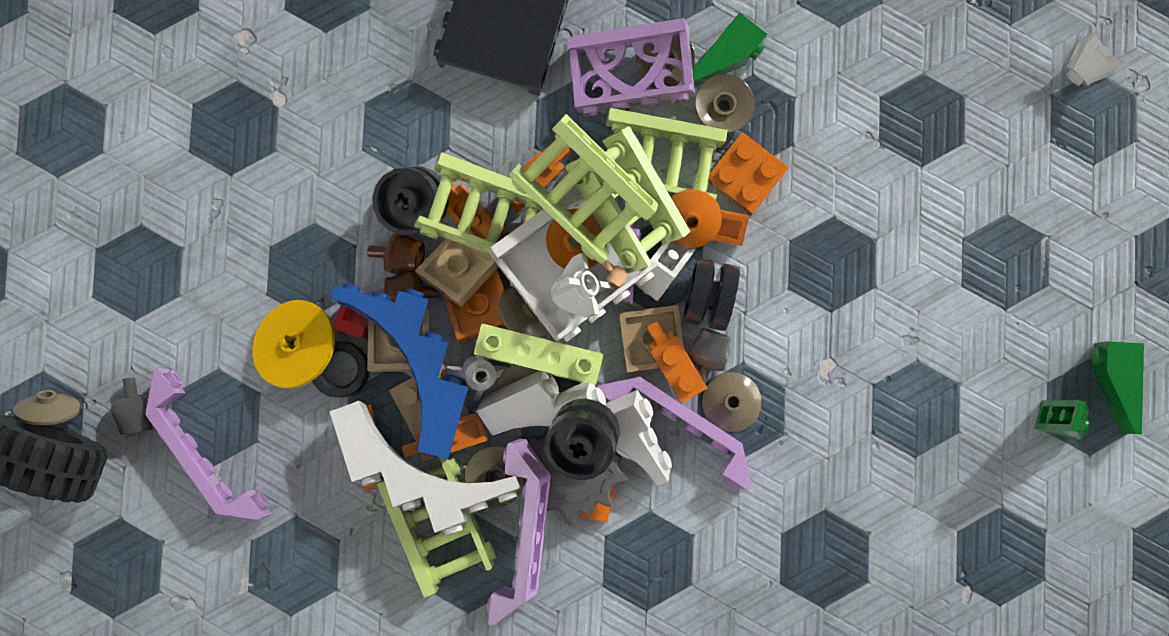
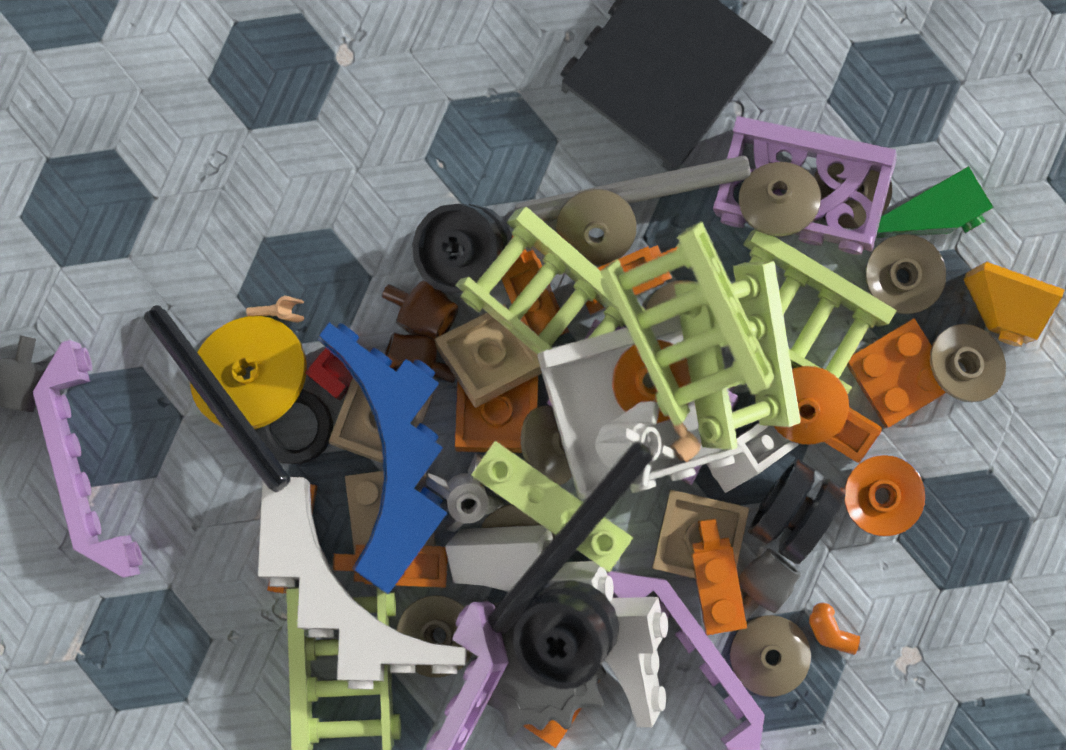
camera: 25 degrees right, 0 degrees up
(277, 370) = (217, 399): none -> black axle
(301, 290) = (281, 309): none -> light nougat hand
(499, 137) = (597, 210): none -> dark tan dish
(520, 112) = (653, 185): none -> light grey axle
(559, 369) = (570, 536): none -> black axle
(618, 93) = (783, 213): none -> dark tan dish
(765, 370) = (827, 631): none -> orange arm
(782, 257) = (904, 492): none -> orange dish
(797, 141) = (980, 356): none -> dark tan dish
(804, 94) = (1012, 302): none -> light orange slope

